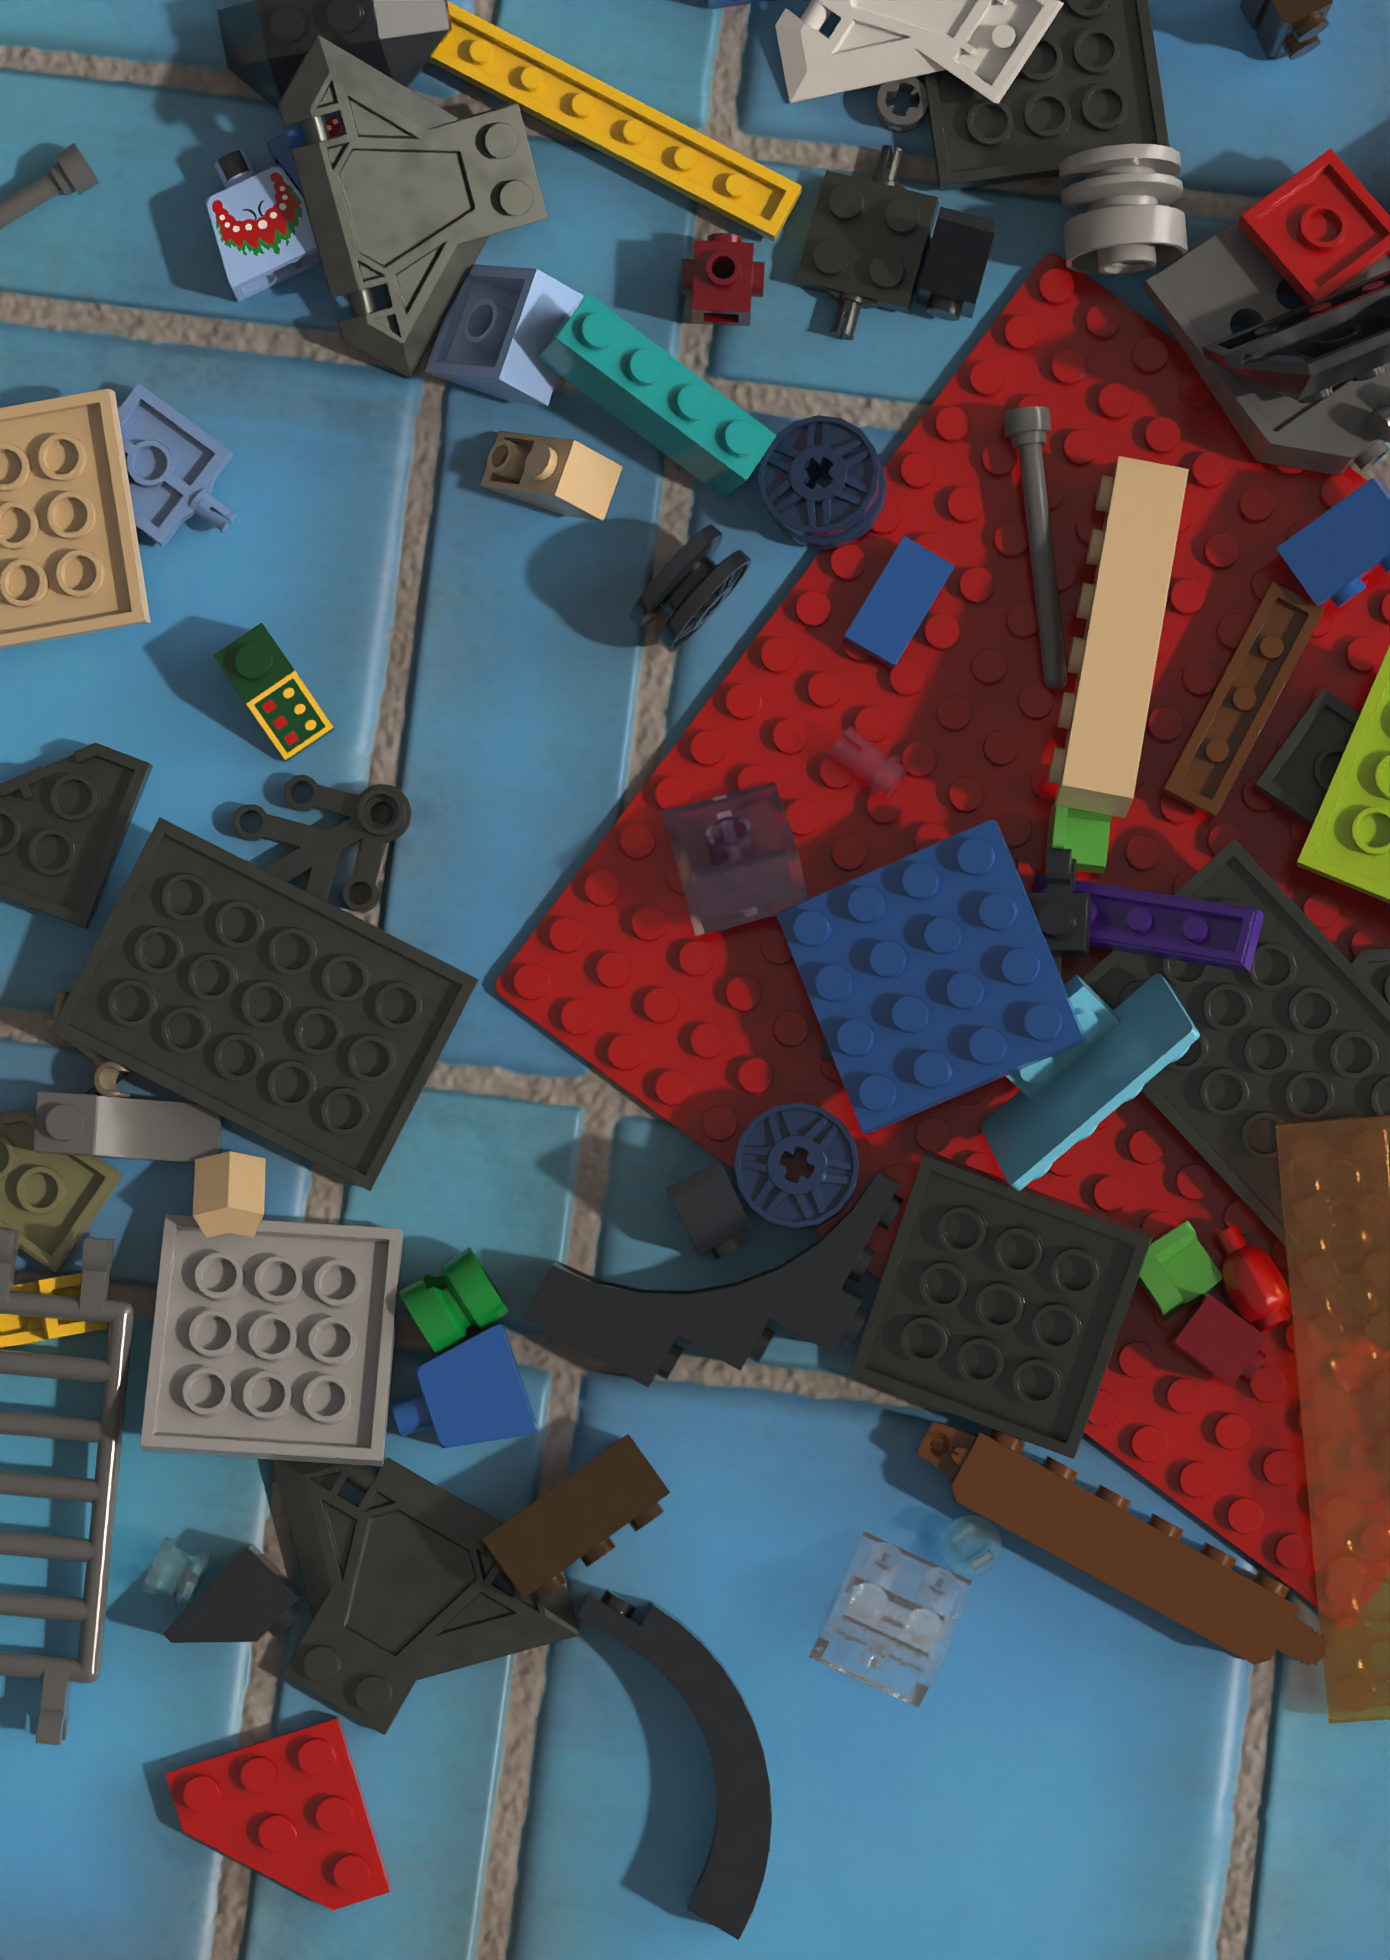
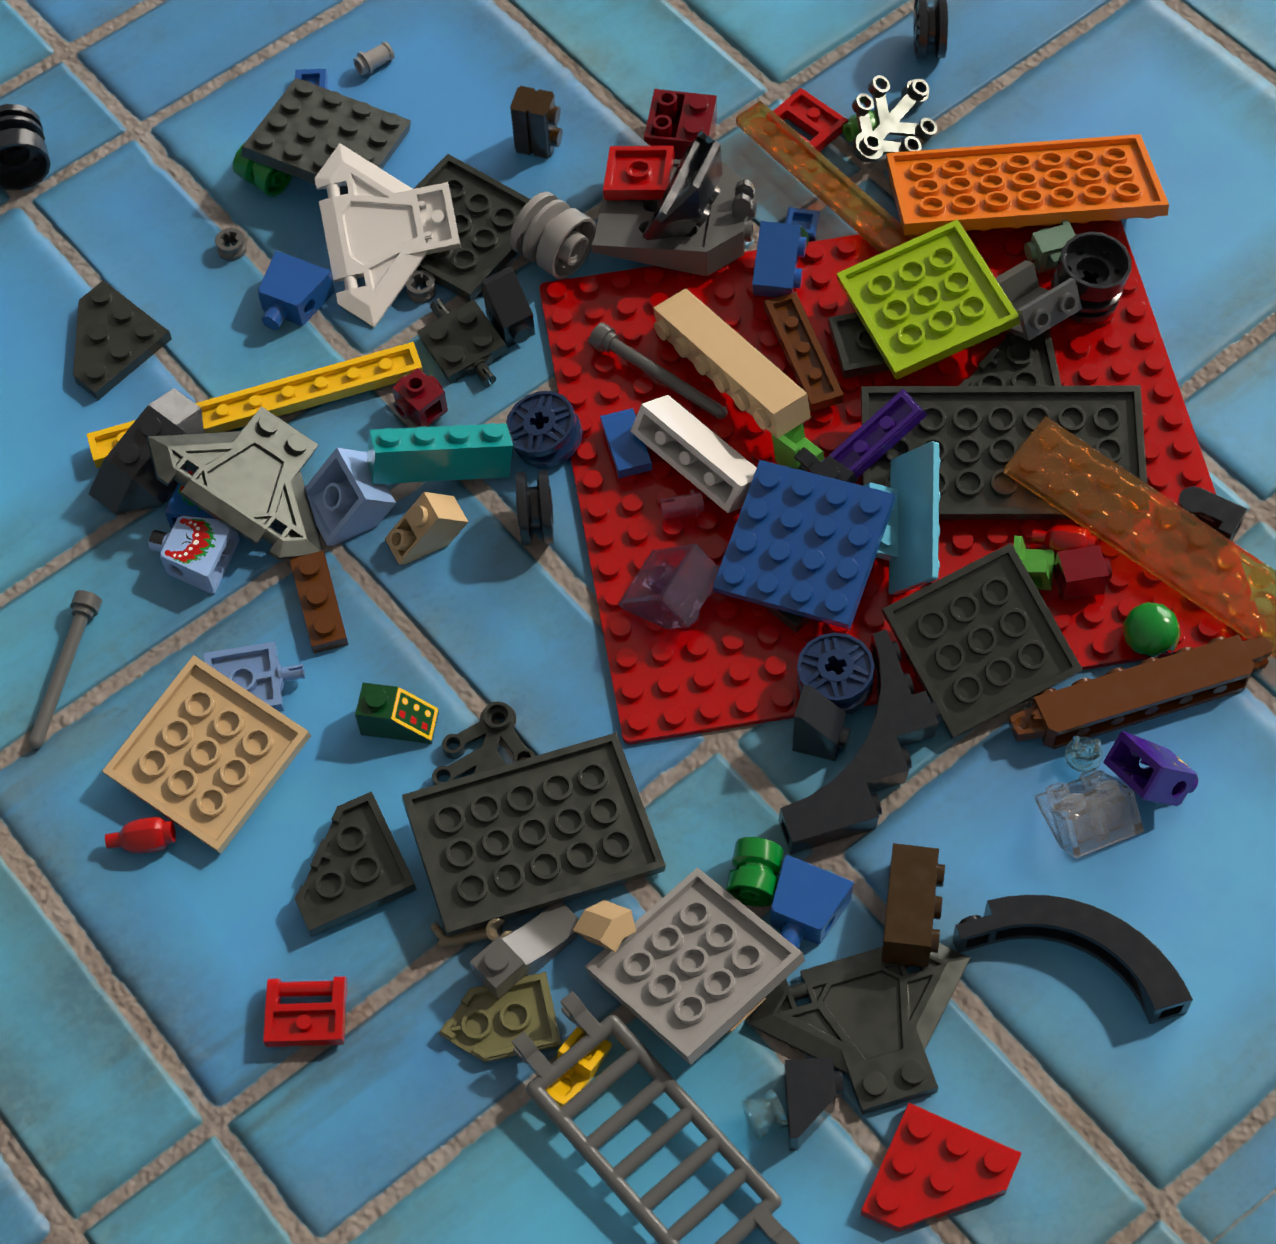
camera: 45 degrees left, 25 degrees down
(340, 441) = (318, 602): none -> reddish brown plate
(953, 713) = (695, 451): none -> white brick
(1002, 1655) = (1165, 779): none -> dark purple torso
(1216, 1490) = (1151, 629): none -> green hair

